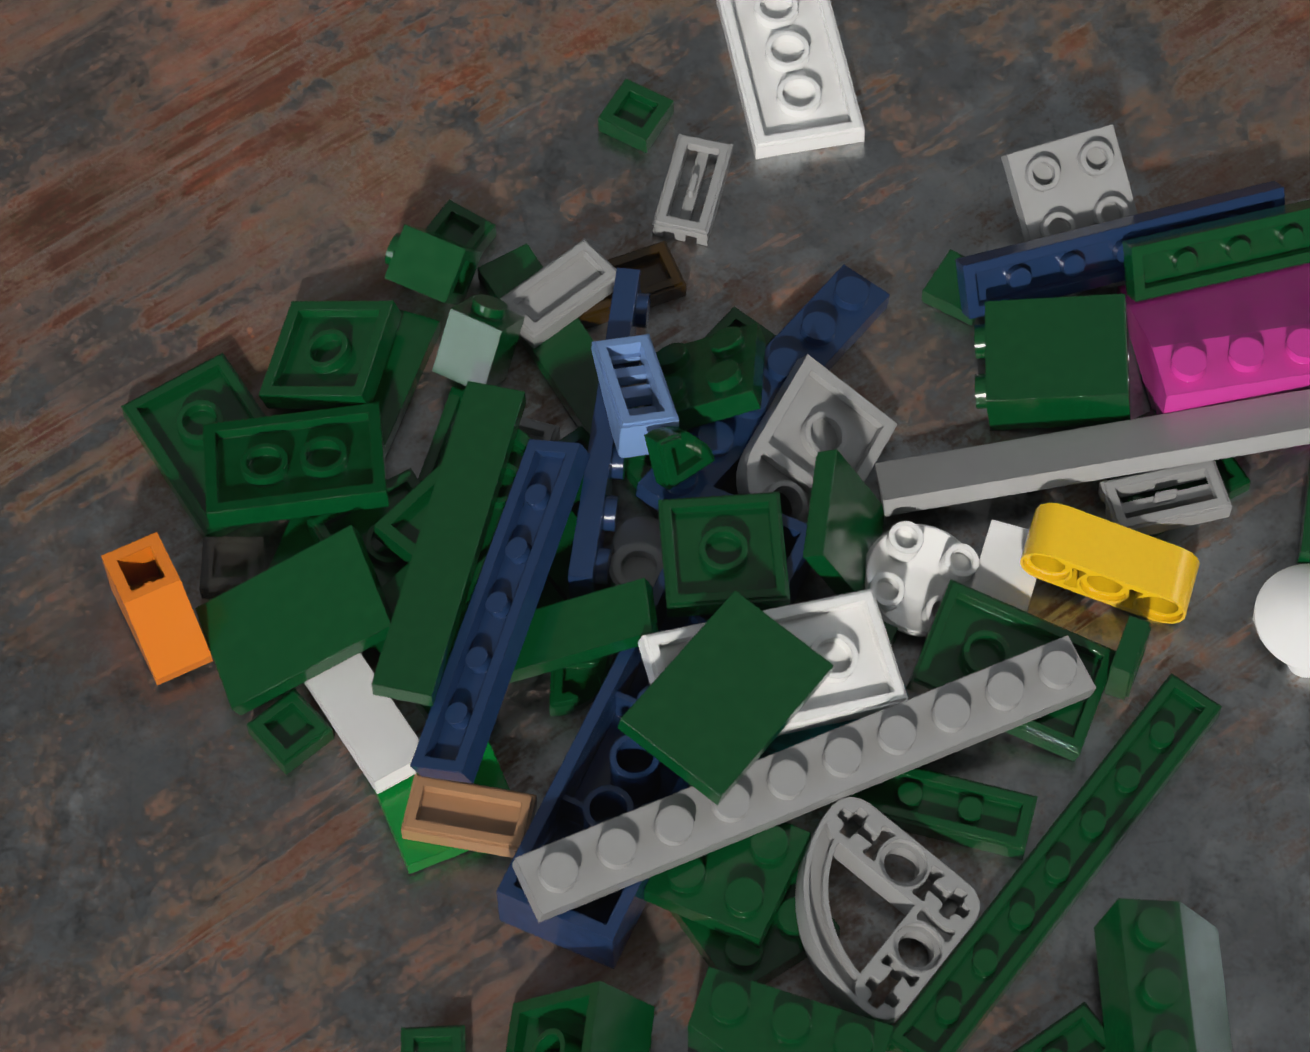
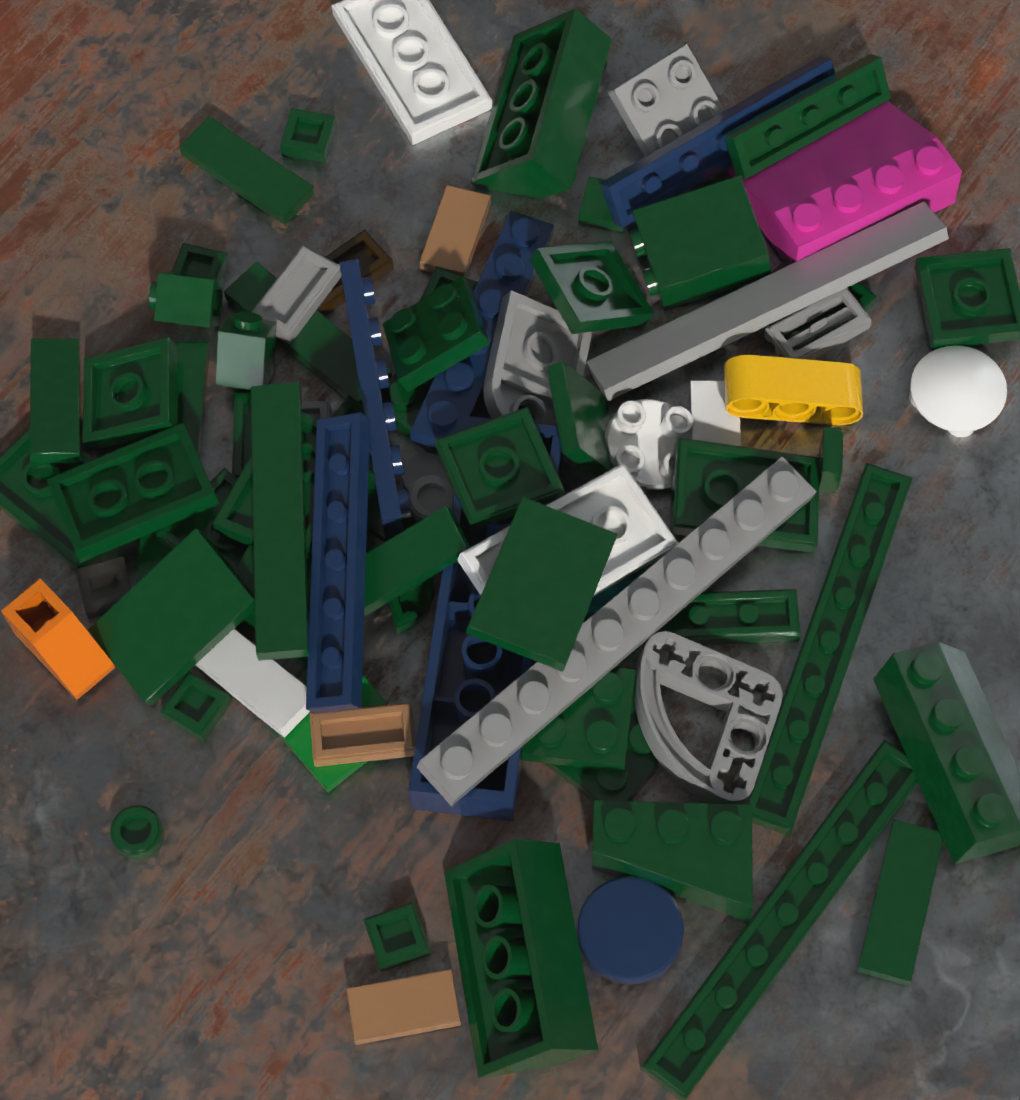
camera: 15 degrees left, 5 degrees up
(176, 854) = (137, 832): none -> dark green tile
(242, 339) = (54, 401): none -> dark green tile
(551, 137) = (246, 170): none -> dark green tile
(631, 424) = (399, 387): medium blue slope -> none
(676, 455) = (436, 400): dark green tile -> none
(683, 225) = (374, 213): light grey tile -> none
(771, 271) = (455, 231): none -> medium nougat tile
(908, 377) = (591, 287): none -> dark green plate
(922, 156) = (543, 108): none -> dark green slope

